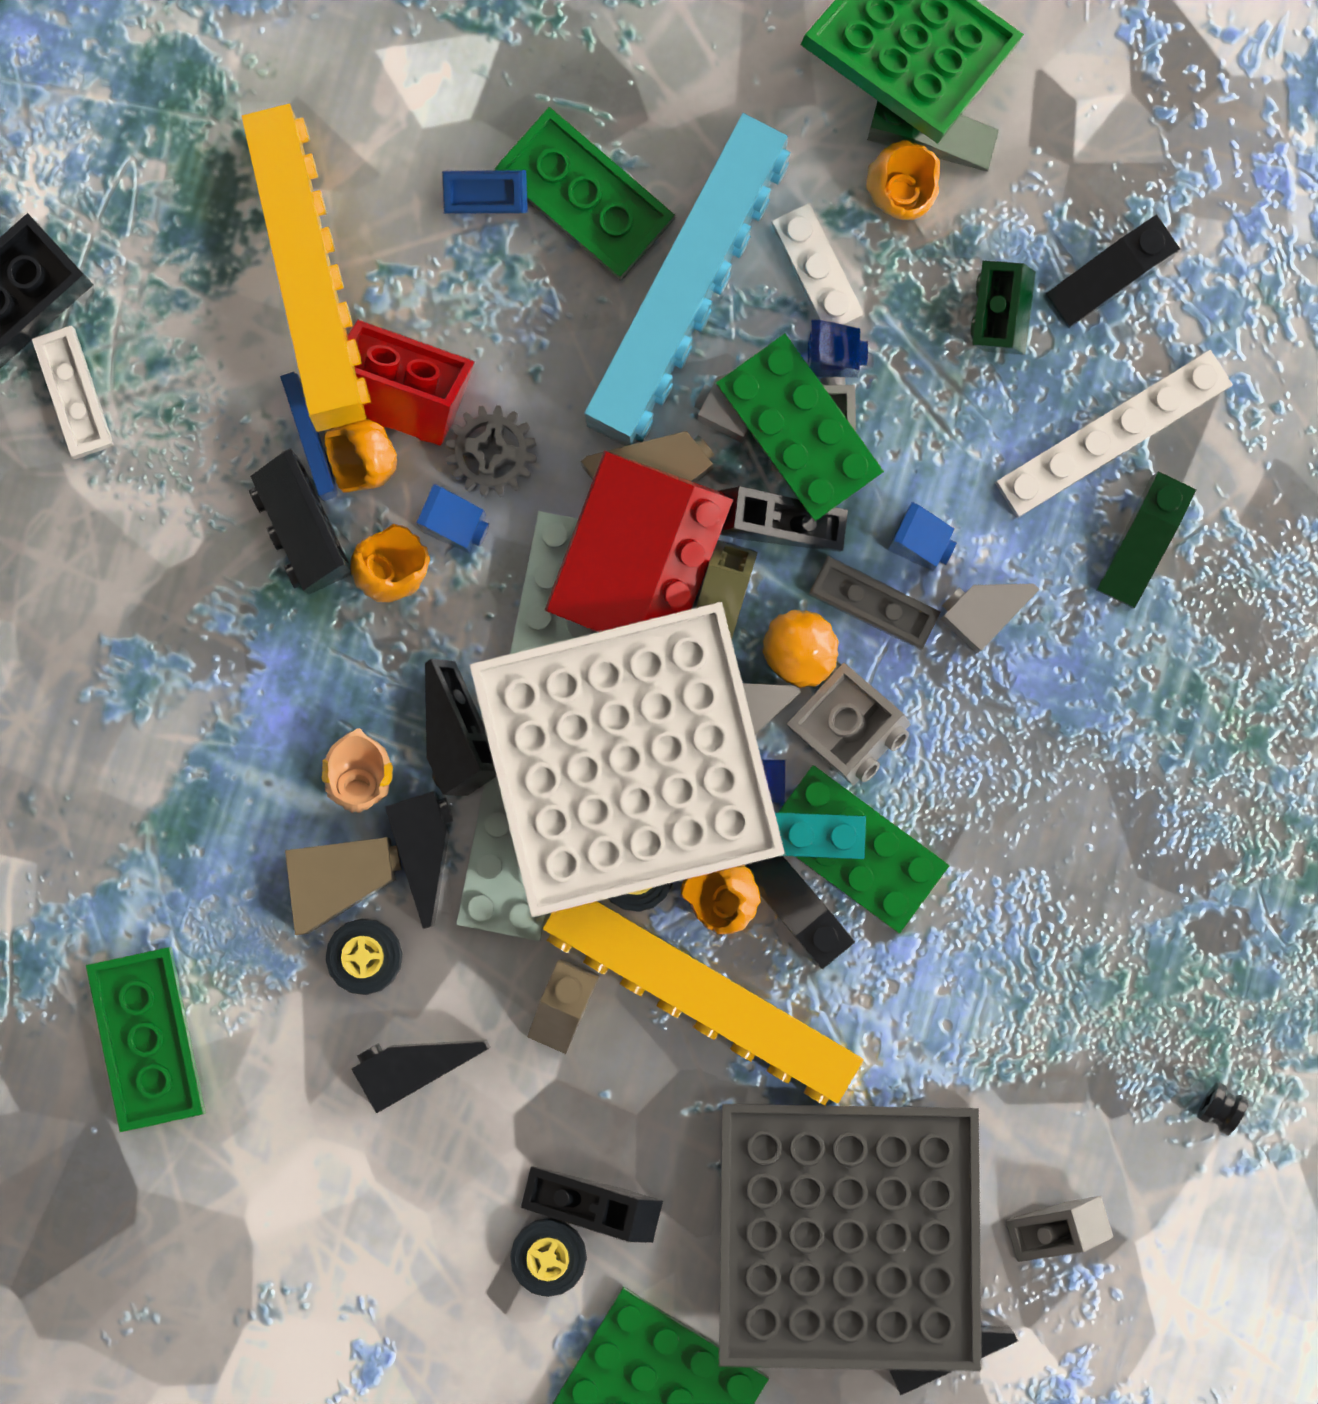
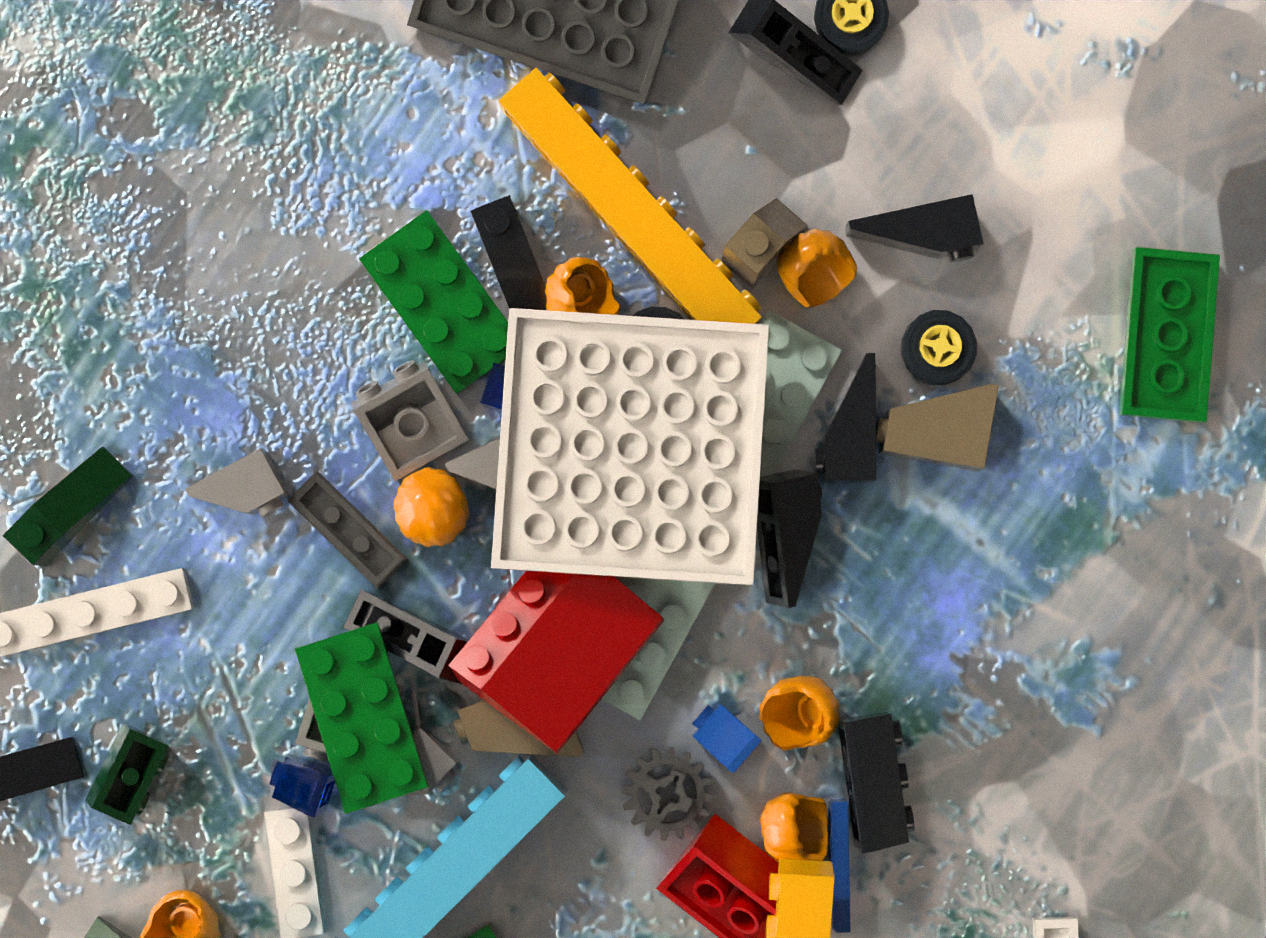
camera: 165 degrees left, 0 degrees up
(357, 772) = (892, 522): light nougat hair -> none
(505, 995) = (816, 267): none -> light orange hair
(728, 580) = (479, 591): olive slope -> none
(822, 835) = (467, 321): teal plate -> none
(923, 538) = (280, 574): blue slope -> none

